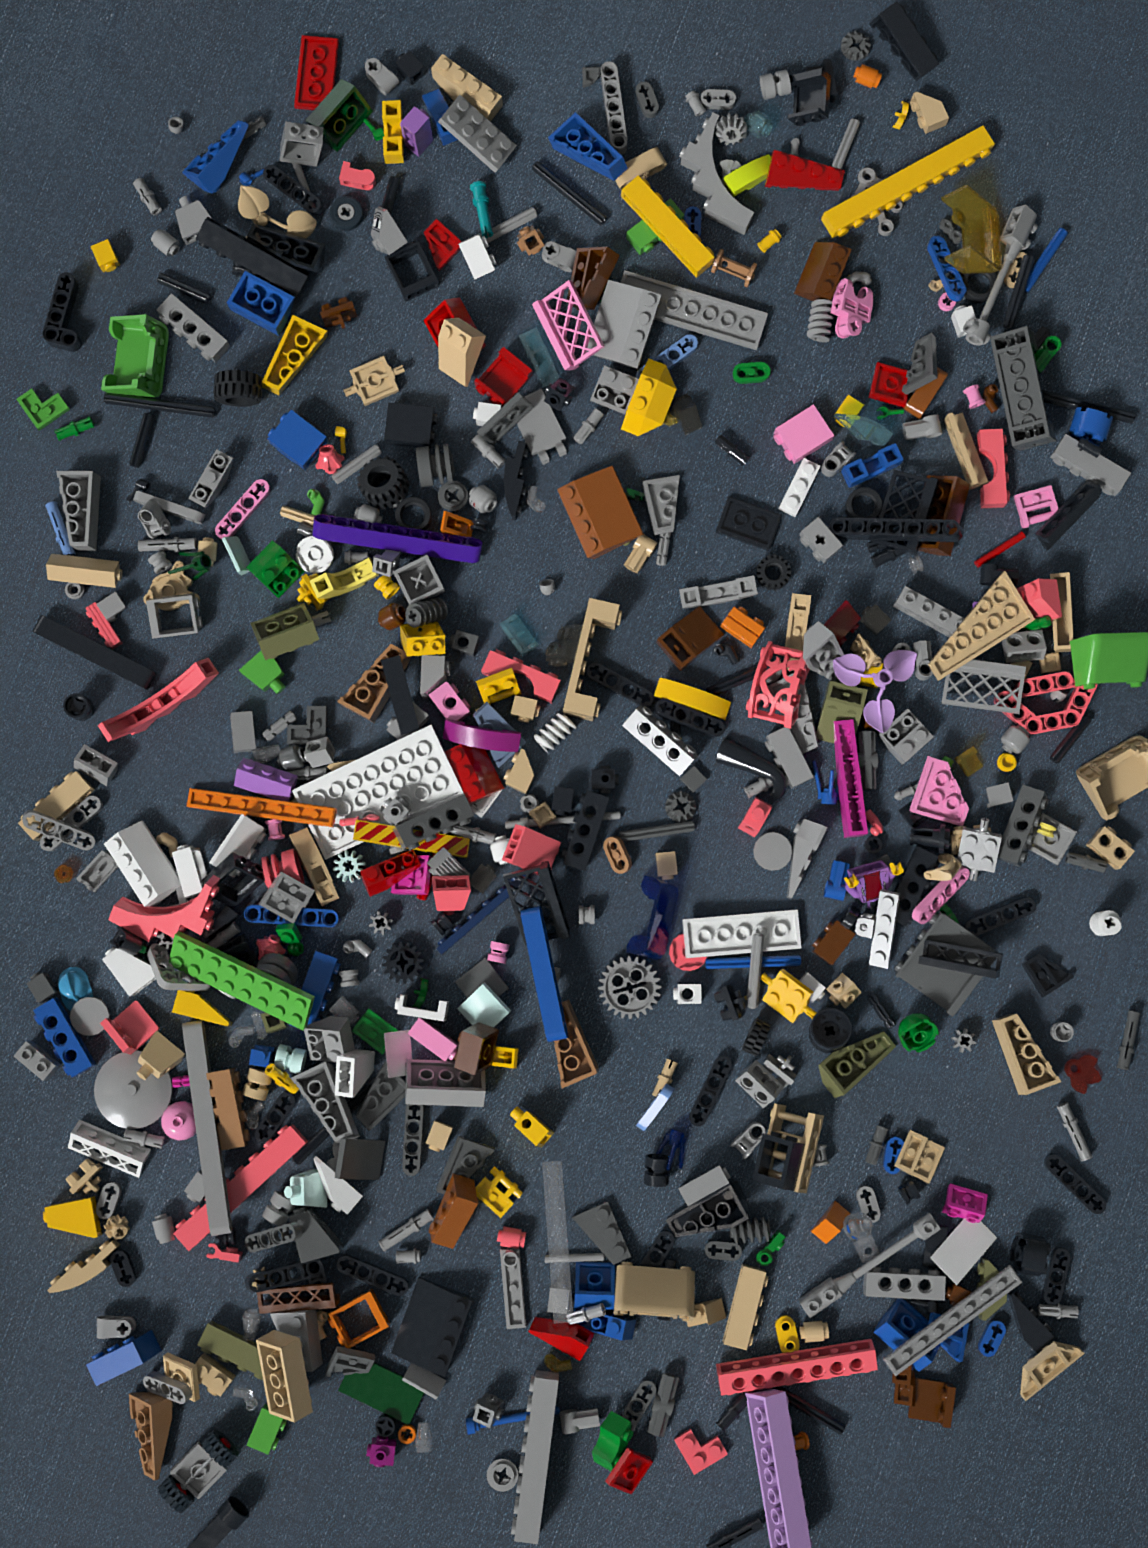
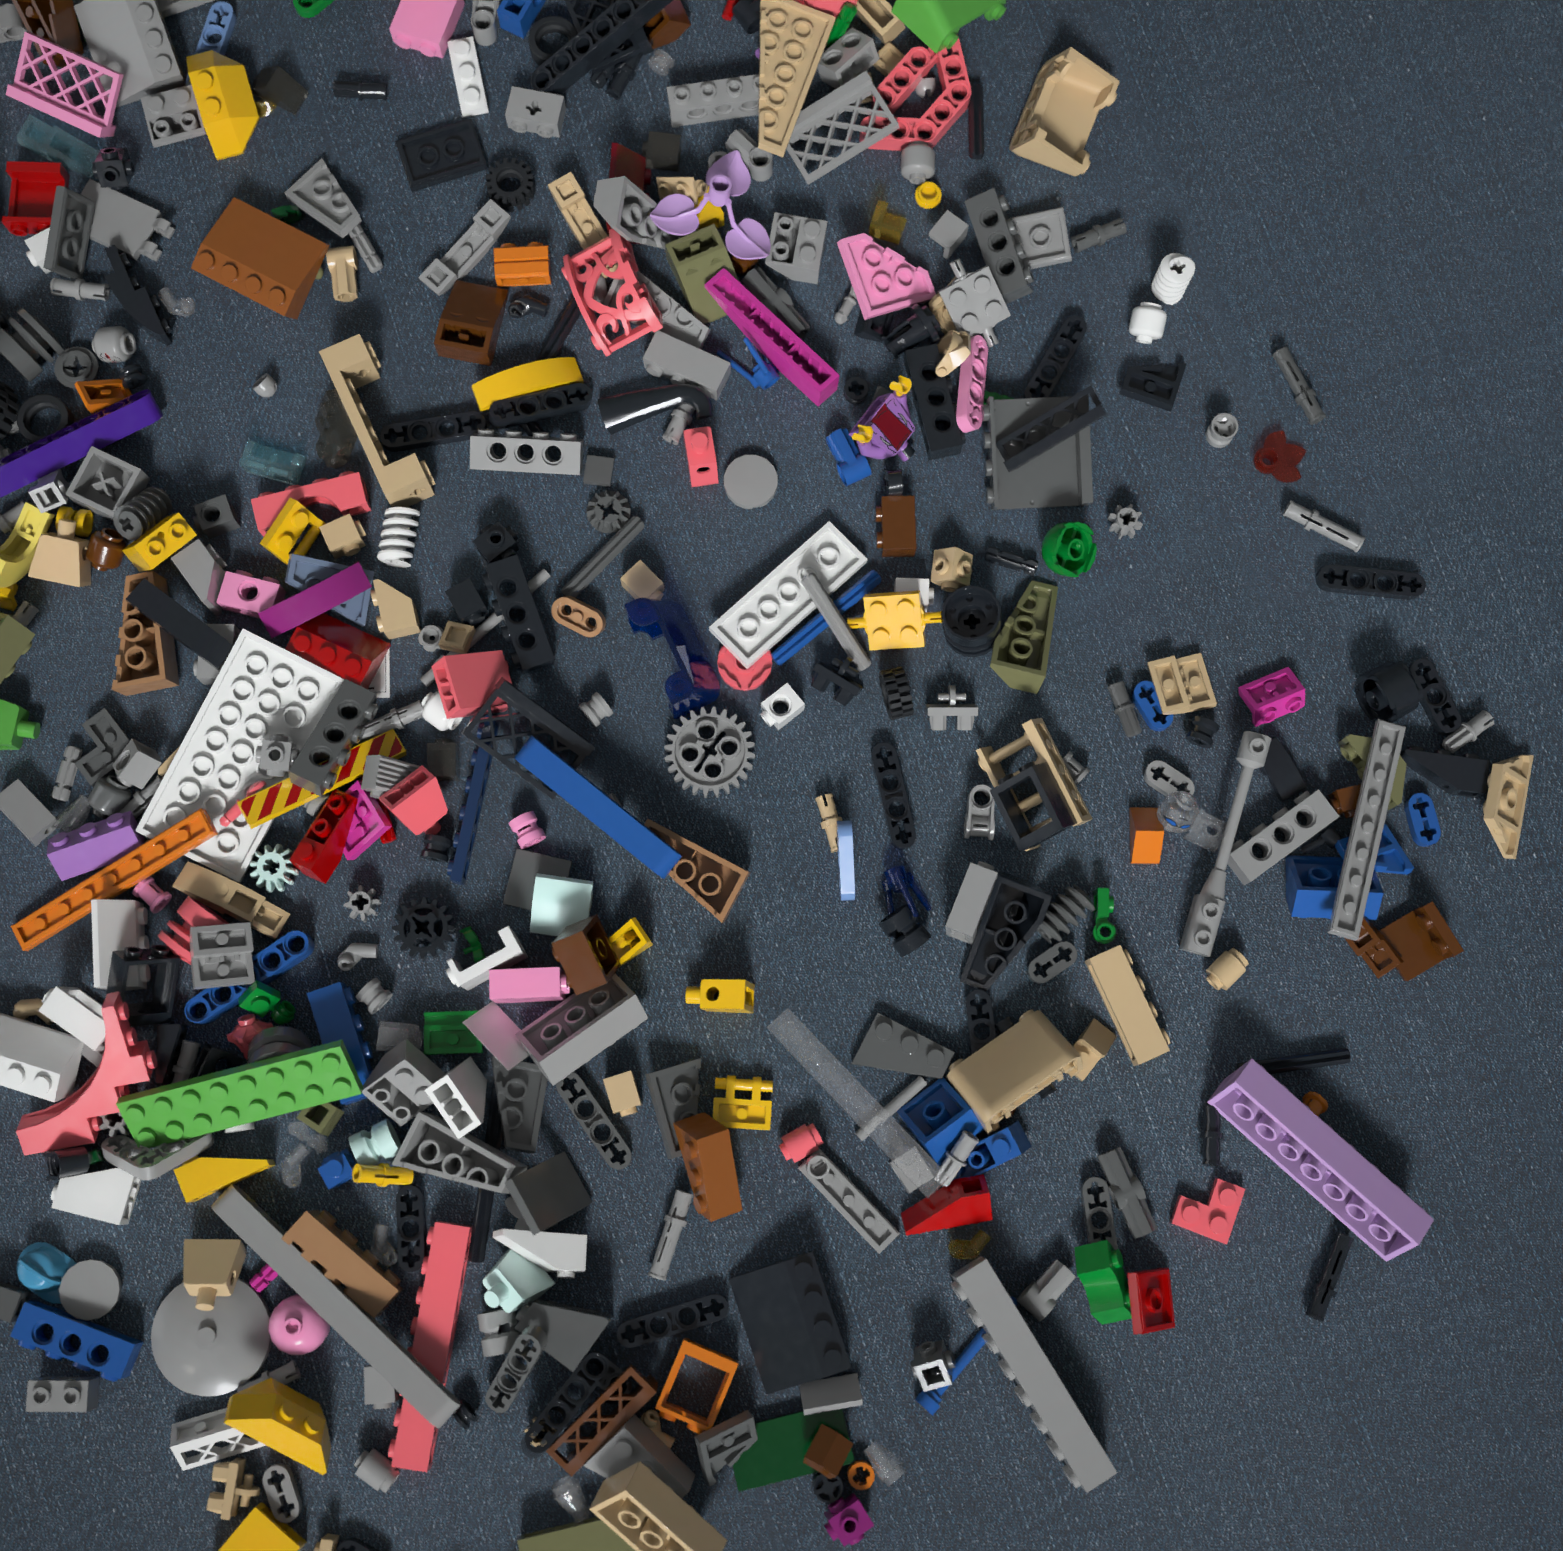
camera: 45 degrees left, 5 degrees down
(116, 1227) = (316, 1516): tan gear -> none
(131, 1028) = (151, 1262): coral bracket -> none
(136, 1166) = (282, 1421): none -> yellow wedge
(228, 1254) = (480, 1435): coral plate -> none
(257, 1076) = (357, 1194): tan wheel -> none
(365, 603) = (62, 557): none -> tan torso
(399, 1409) = (828, 1452): none -> reddish brown piece
(408, 1256) = (697, 1263): light grey pin -> none
(505, 1483) = (1022, 1436): light grey gear -> none
(588, 426) = (176, 180): light grey axle -> none
(759, 1084) = (942, 742): light grey brick -> none
(786, 1335) = (1200, 1000): yellow plate -> none
(786, 1363) = (1226, 1031): coral brick -> none
(805, 843) = (777, 436): light grey wedge -> none
(876, 825) = (843, 366): coral arm -> none
(880, 928) = (937, 467): plate -> none
(963, 1249) = (1312, 746): white sticker -> none
(1023, 1056) = (1202, 485): tan wedge -> none
(1046, 830) = (1029, 228): light yellow bush -> none
(1071, 936) = (1147, 322): none -> white head
(1107, 851) = (1111, 205): tan brick -> none

